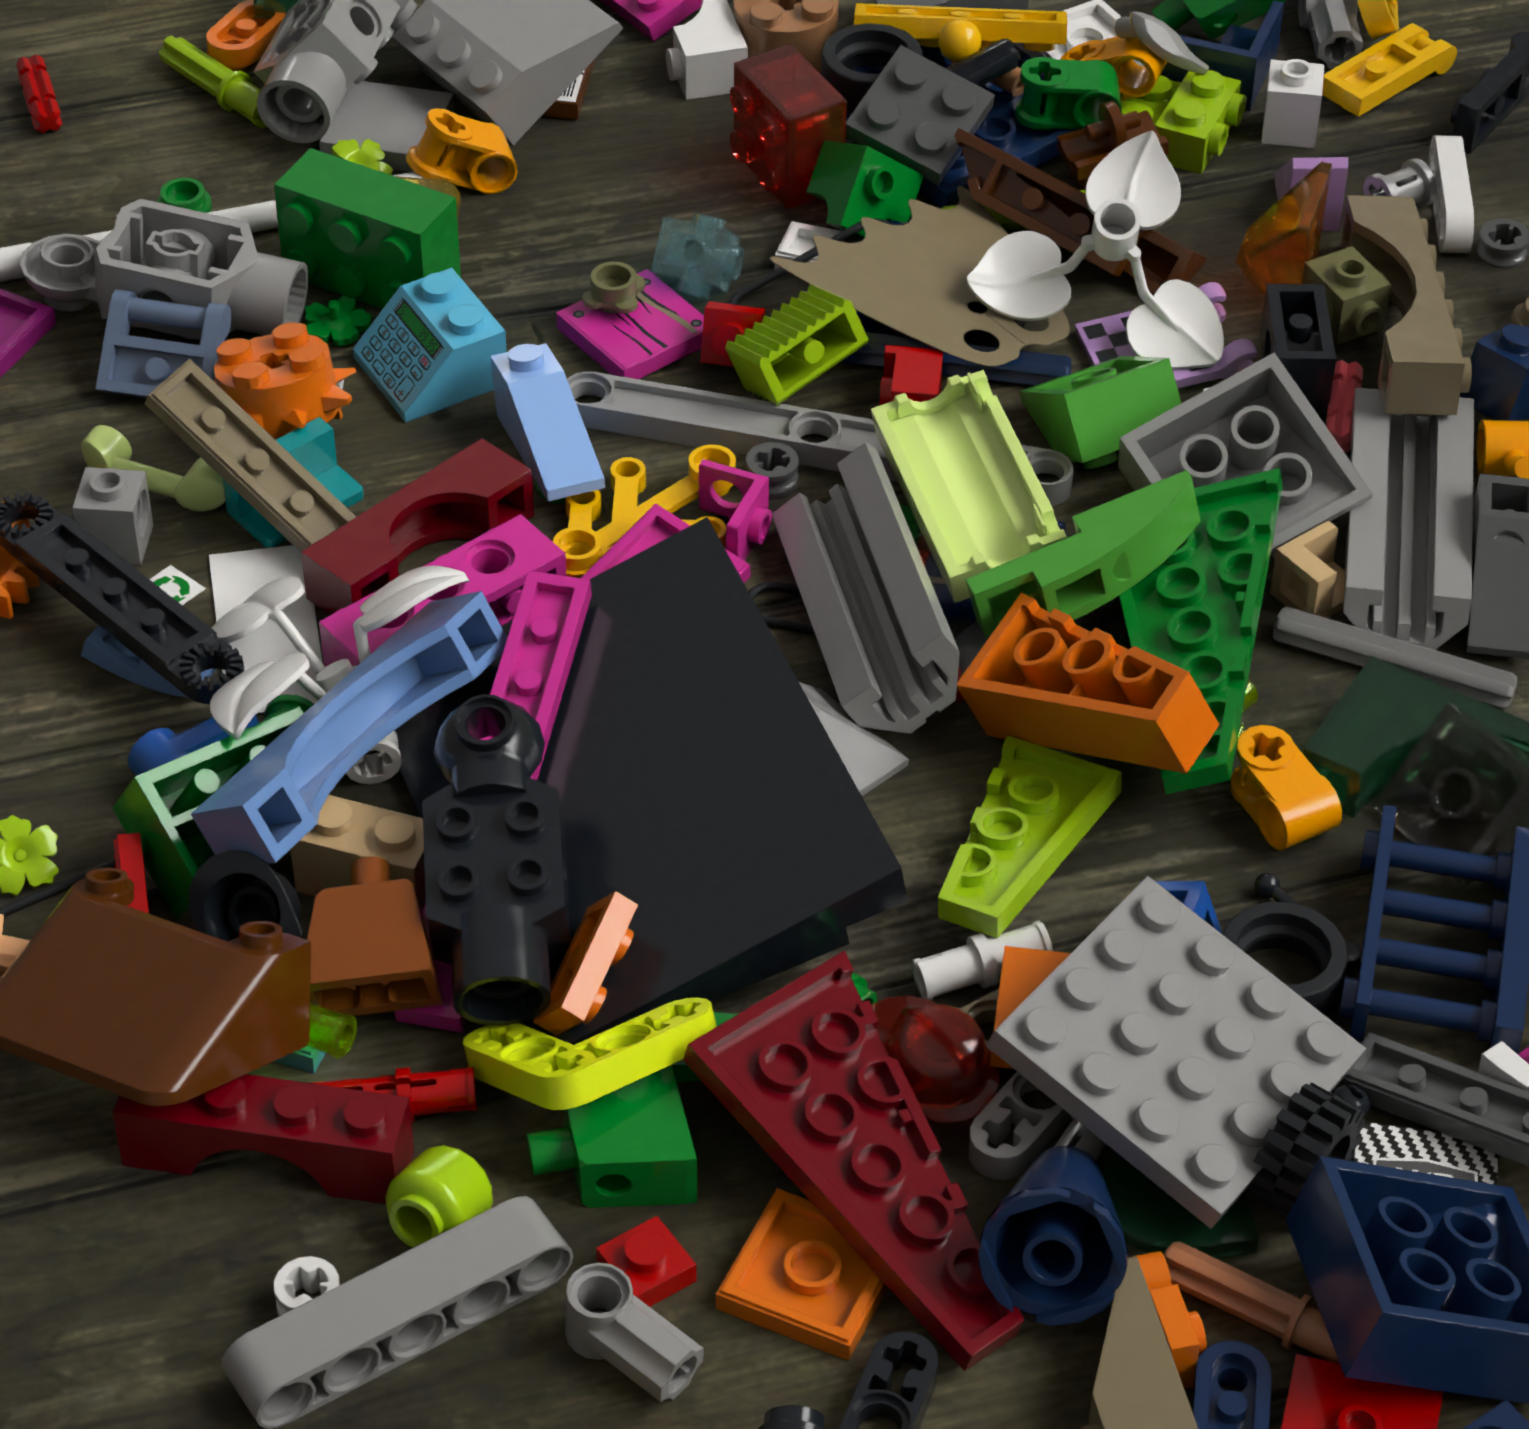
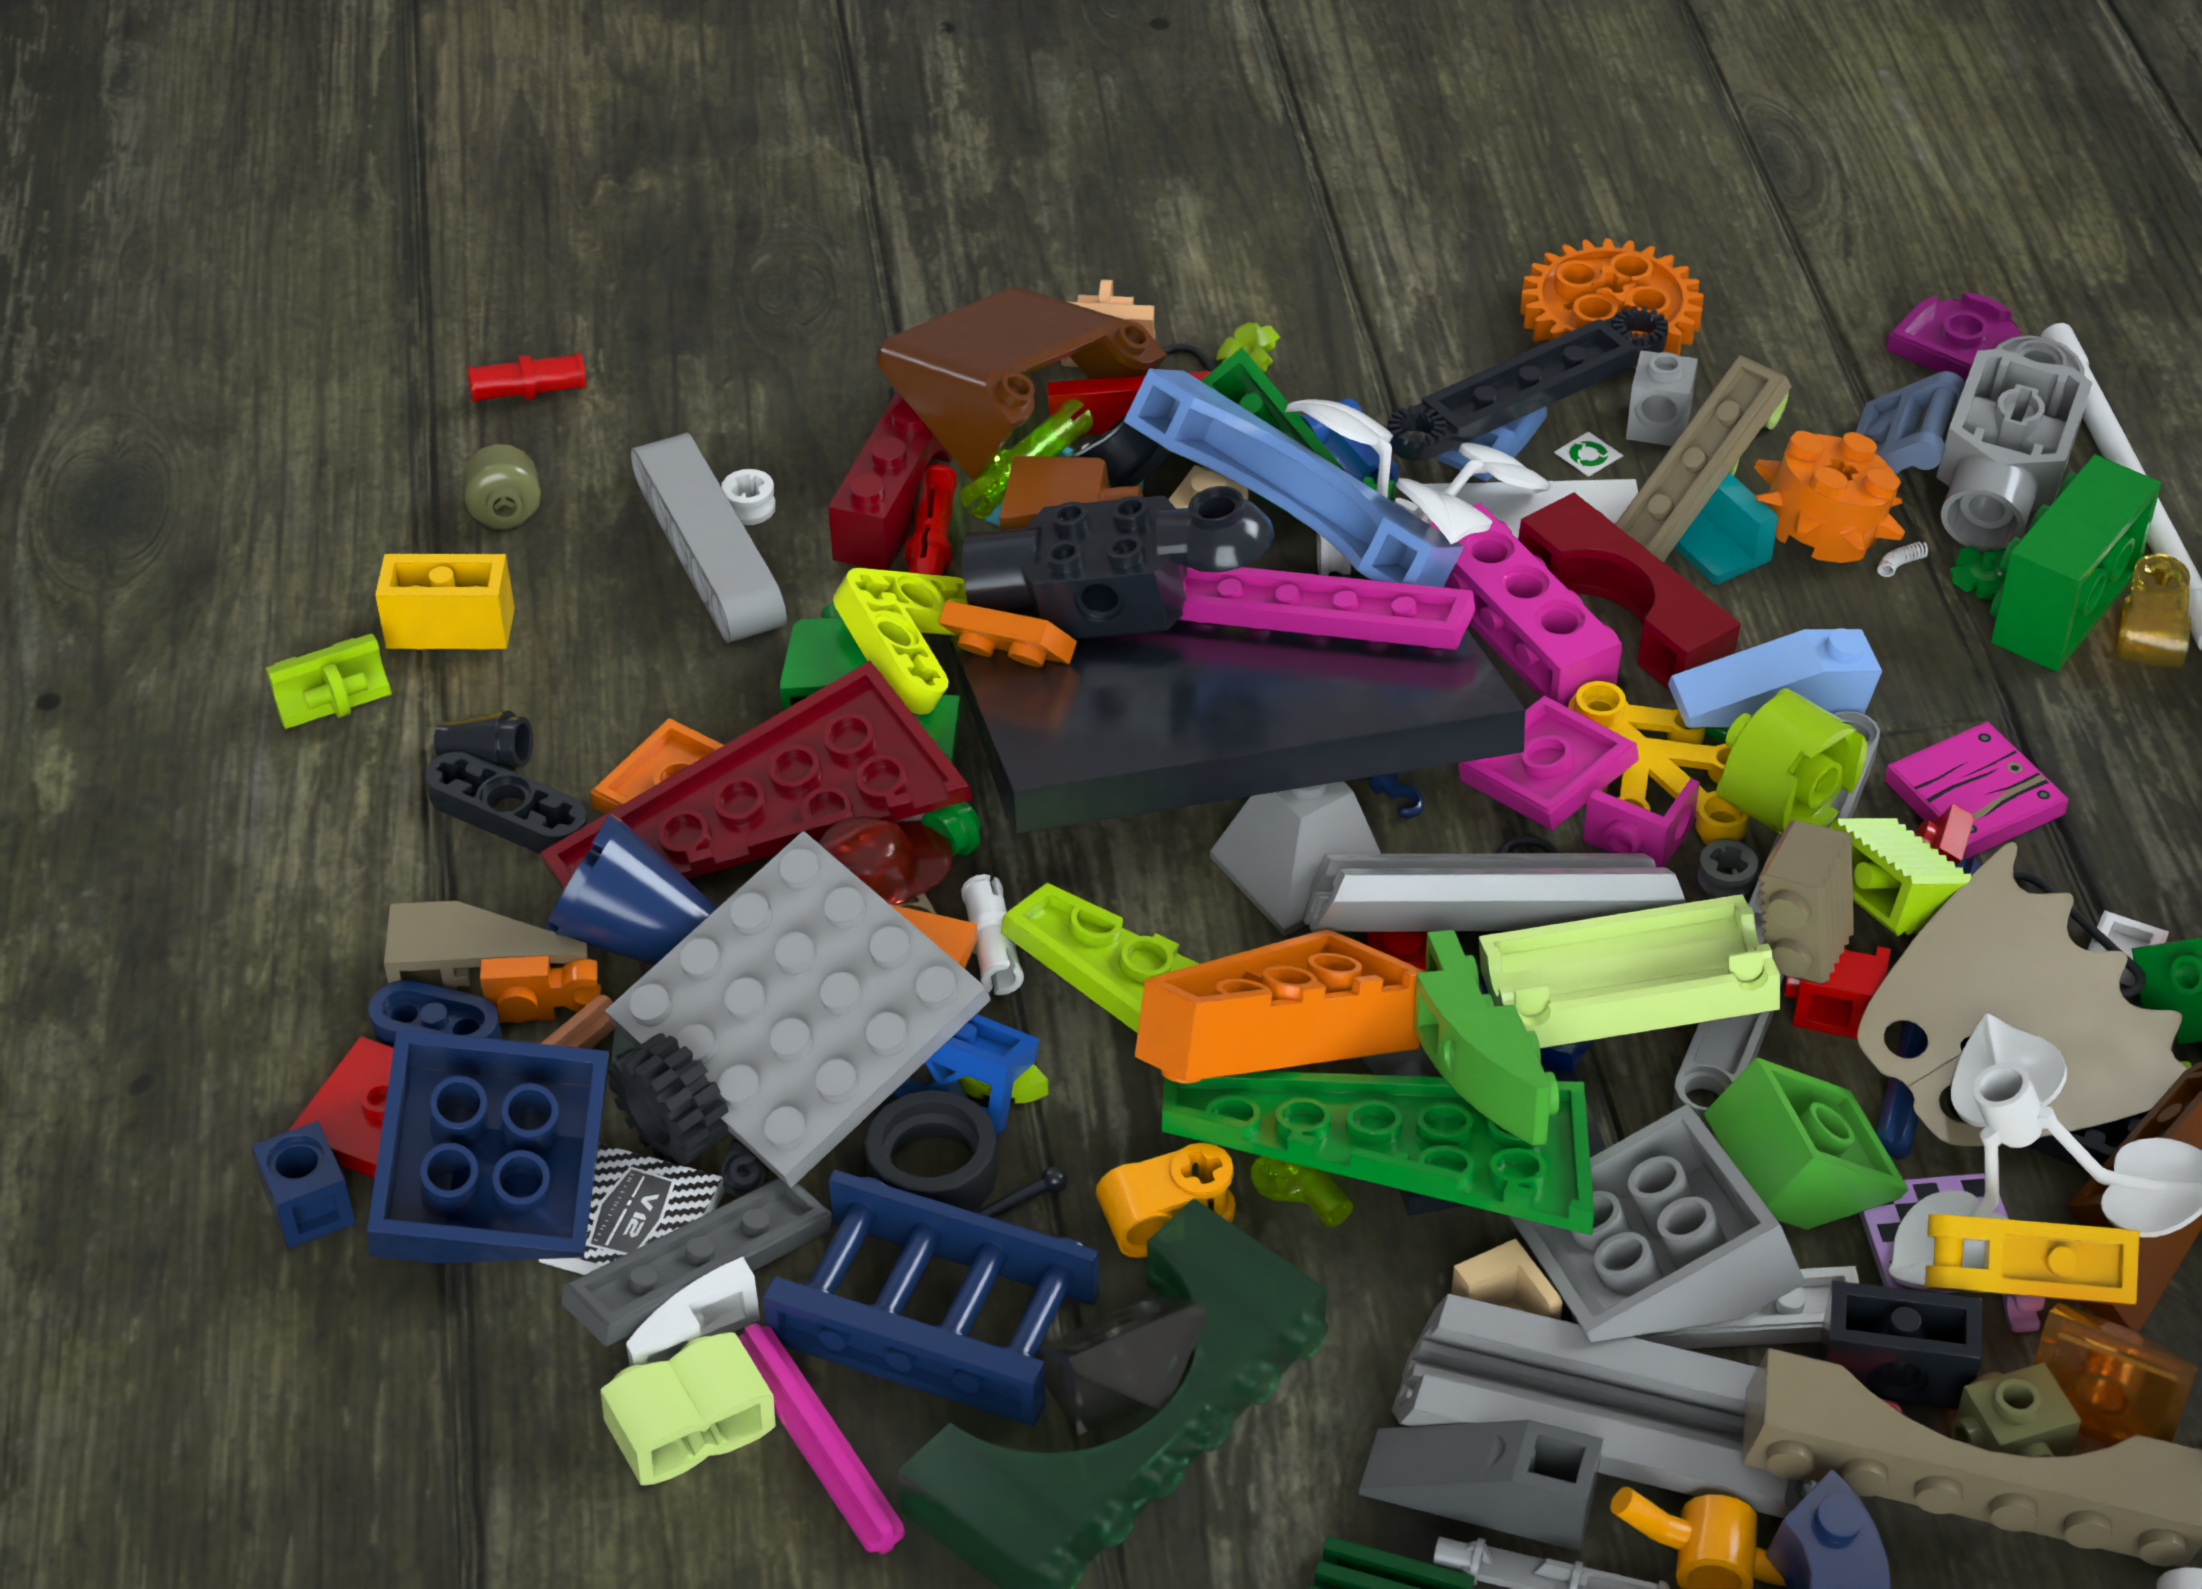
camera: 100 degrees right, 0 degrees up
(187, 194) = (2172, 464): green plate -> none
(431, 346) = (1930, 630): medium azure slope -> none
(436, 1194) = (806, 558): lime head -> none
(614, 288) = (2008, 752): olive plate -> none
(629, 1334) = (656, 649): light grey piece -> none
(651, 1260) = (719, 687): red plate -> none
(680, 253) = (2074, 825): clear light blue brick -> none
(699, 384) = (1790, 762): none -> lime brick
(901, 346) = (1808, 900): none -> dark tan brick
(1211, 267) = (2035, 1259): none -> yellow plate
(1357, 646) = (1370, 1362): light grey axle -> none

